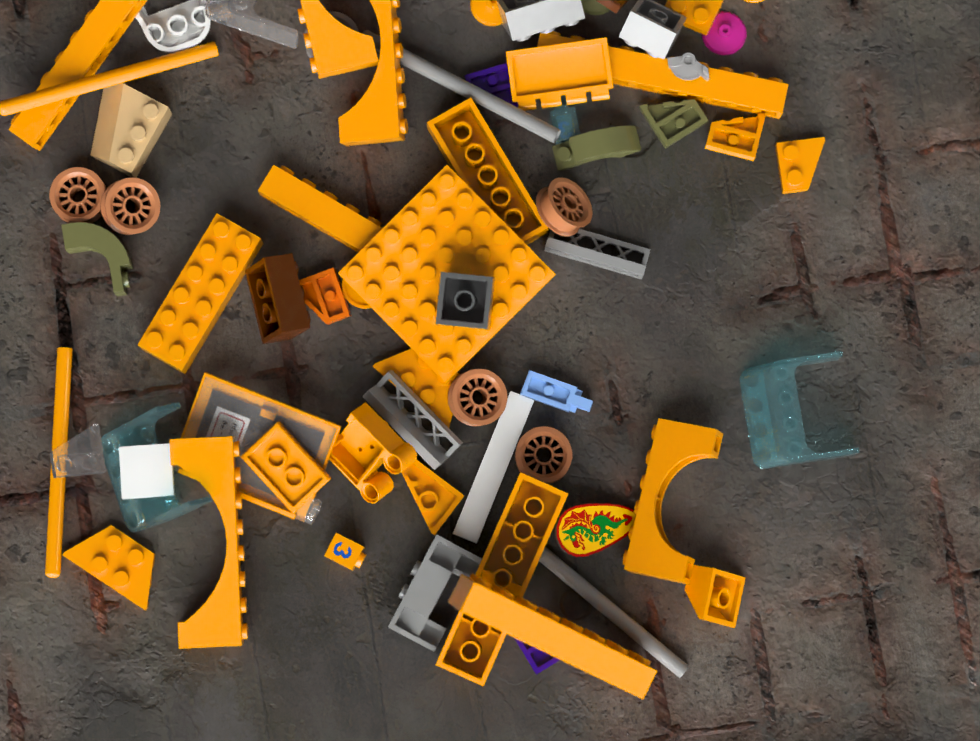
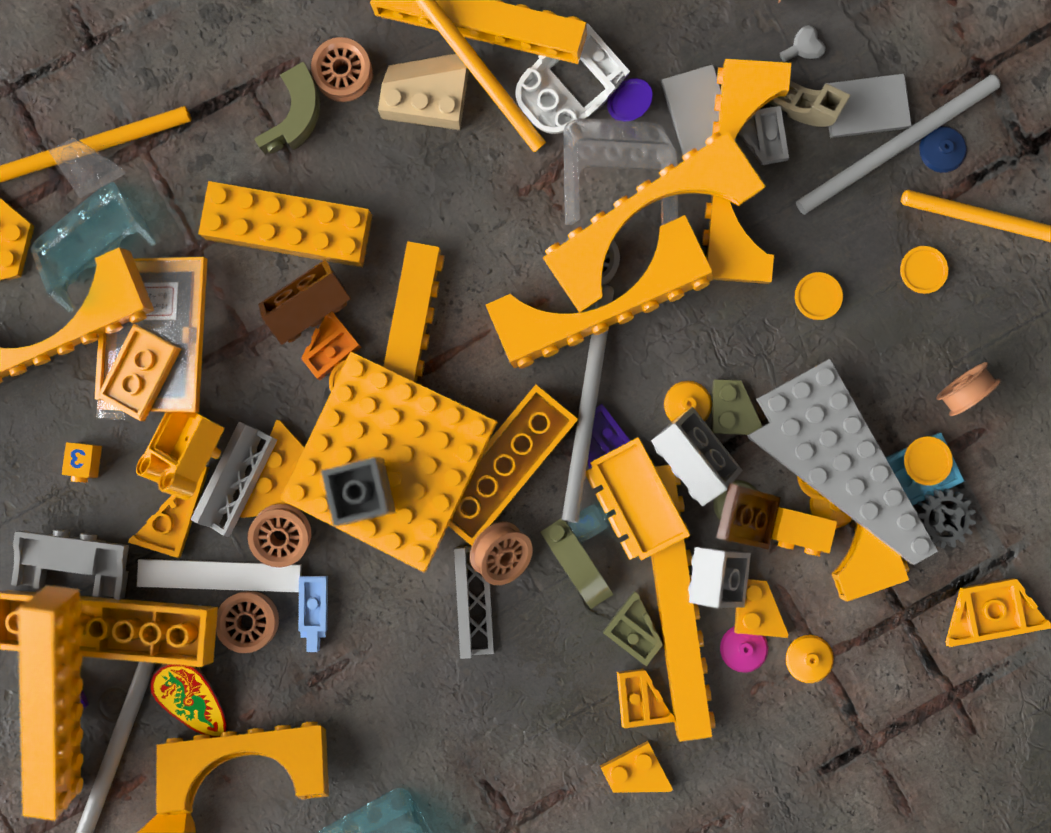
camera: 70 degrees right, 5 degrees up
(146, 471) = (86, 236): white tile -> none
(150, 196) = (324, 129): nougat wheel -> none
(687, 67) = (690, 629): light grey piece -> none

